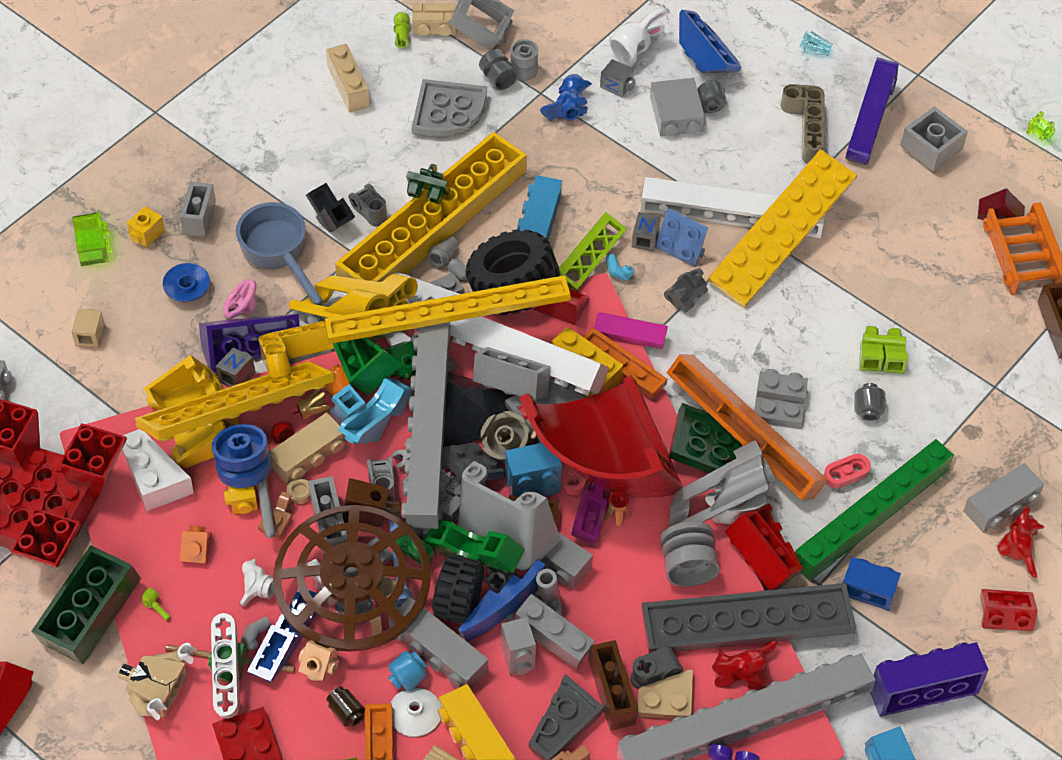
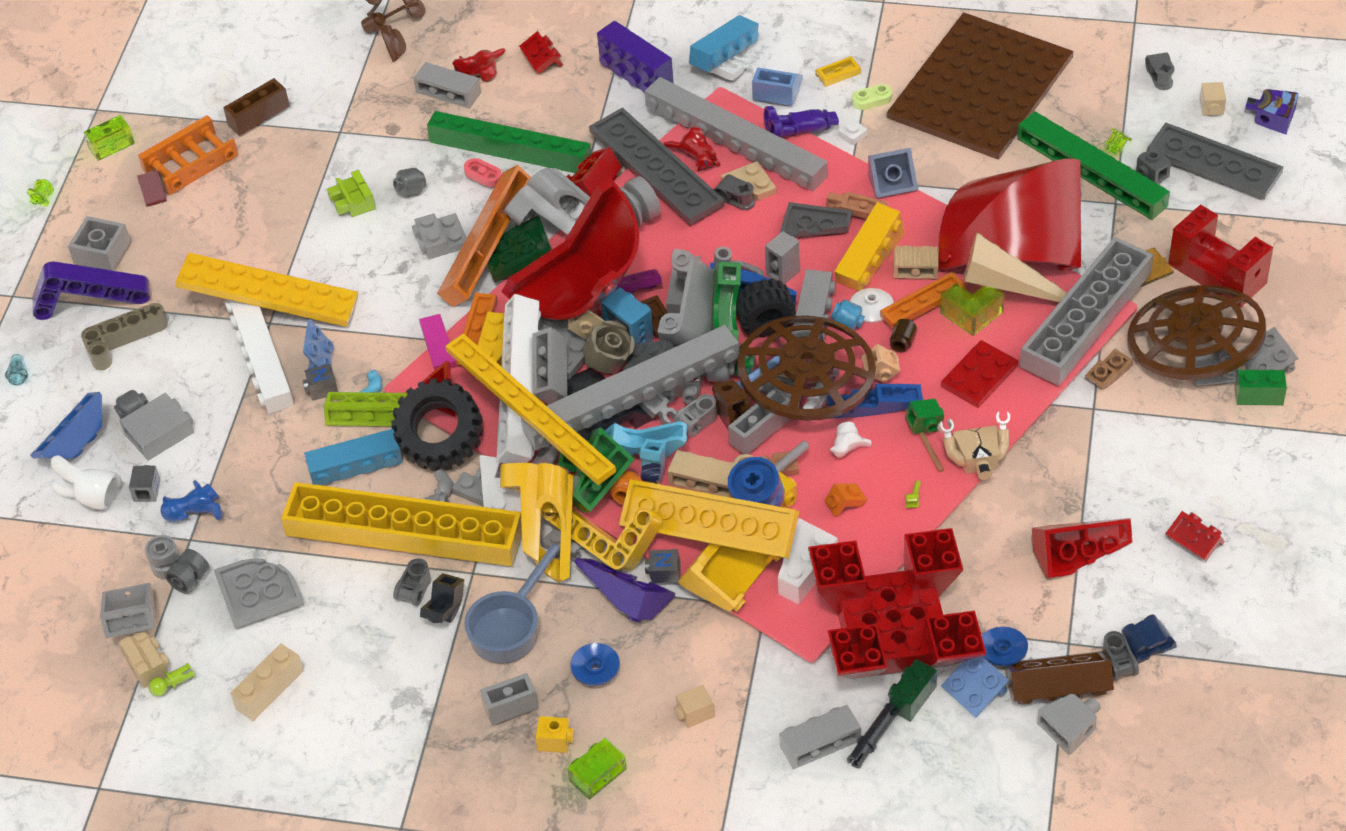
camera: 115 degrees left, 5 degrees down
(86, 604) = (975, 522): dark green brick -> none
(225, 665) = (933, 398): white beam -> none
(240, 299) = (578, 609): bright pink piece -> none
(251, 632) = (888, 423): light grey arm -> none
(429, 180) = (379, 519): dark green hips -> none
(555, 632) = (754, 244): light grey brick -> none
(612, 685) = (769, 201): reddish brown brick -> none
(686, 289) = (369, 328): dark grey piece -> none
(871, 583) = (573, 121): blue brick -> none

